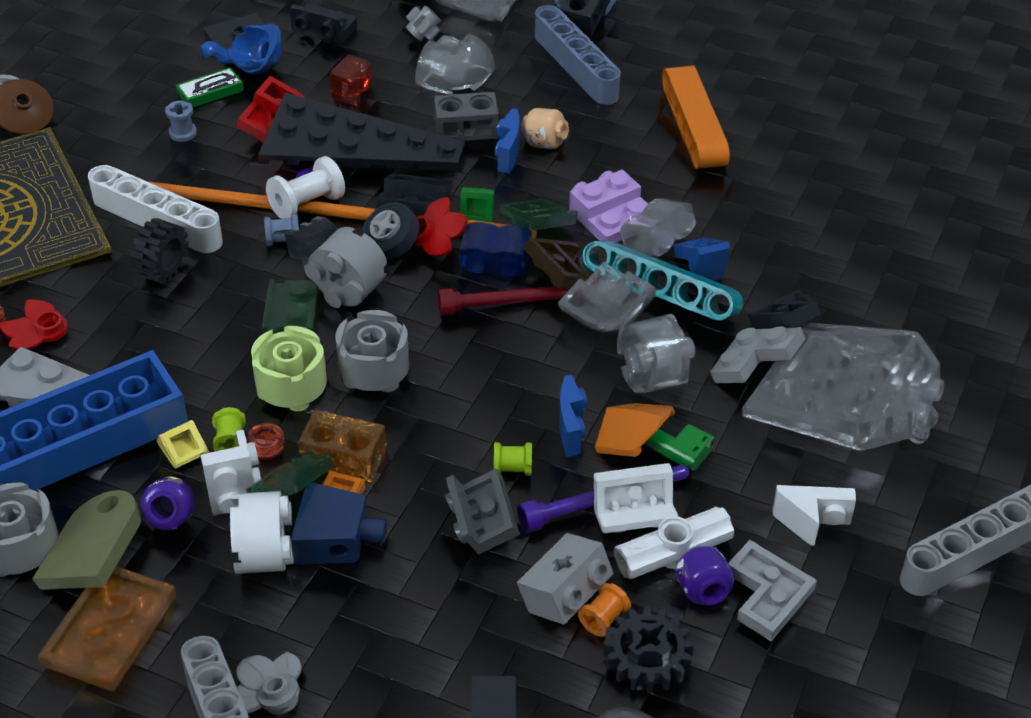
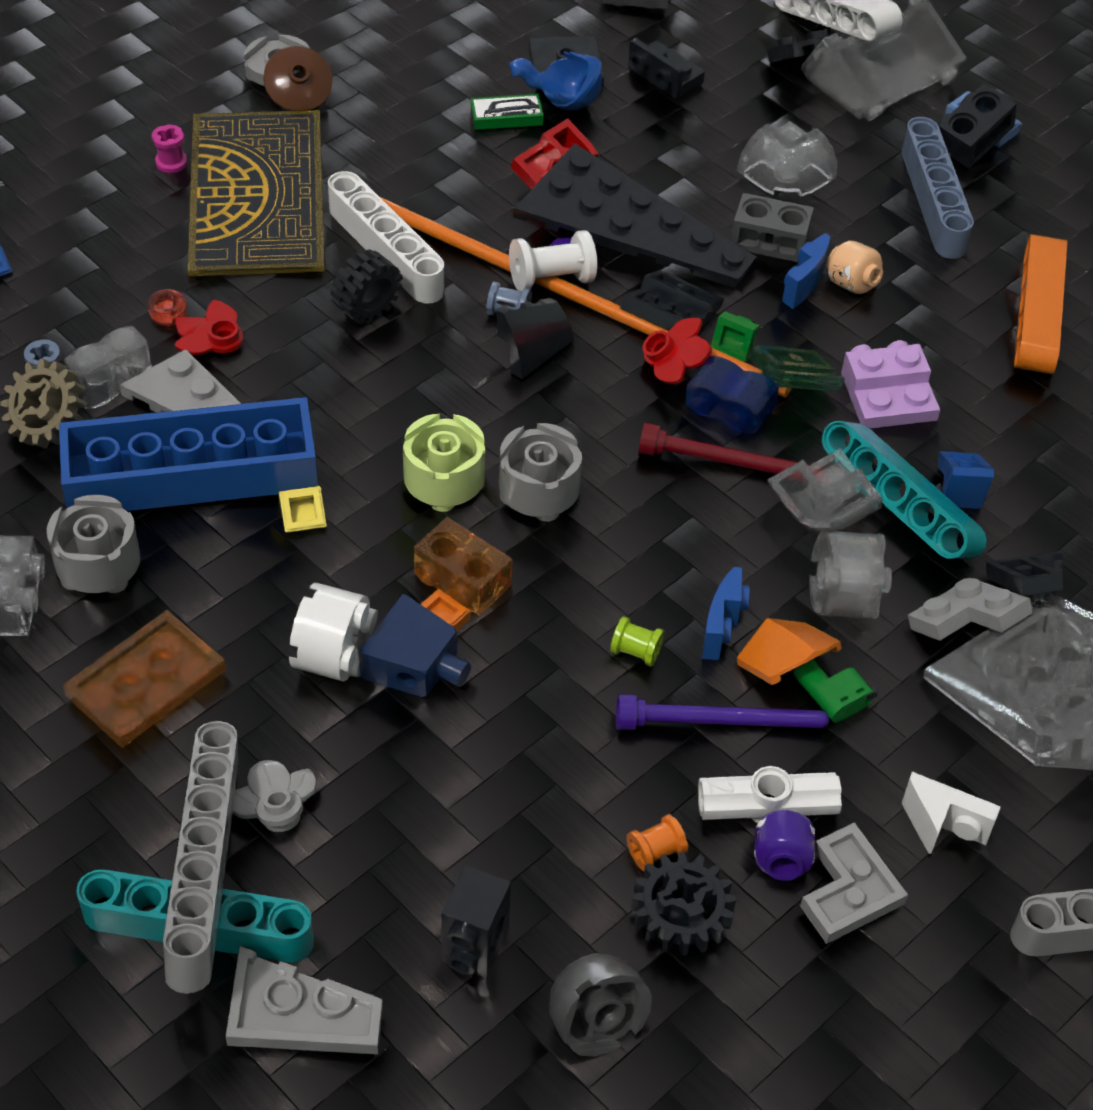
camera: 20 degrees right, 5 degrees up
(91, 543) = (164, 584): olive tile -> none
(167, 503) = (255, 568): dark purple head -> none
(180, 118) = (456, 139): sand blue bush -> none
(226, 423) = (351, 516): lime bush -> none
(230, 473) = (330, 558): white bracket -> none
(268, 440) = (388, 533): clear red tile -> none
(290, 305) = (481, 392): clear green plate -> none
(295, 476) = (393, 581): clear green plate -> none
(346, 267) = (553, 367): light grey brick -> none
(350, 79) = (662, 145): clear red brick -> none
(392, 228) = (623, 338): black wheel -> none
(423, 23) = (774, 100): light grey gear -> none
(482, 511) = (576, 687): dark grey bracket -> none
(557, 260) = (793, 430): dark brown wing -> none
(565, 578) = (629, 793): light grey brick -> none
(633, 497) = (746, 731): white bracket -> none
(658, 226) = (928, 425): clear brick -> none

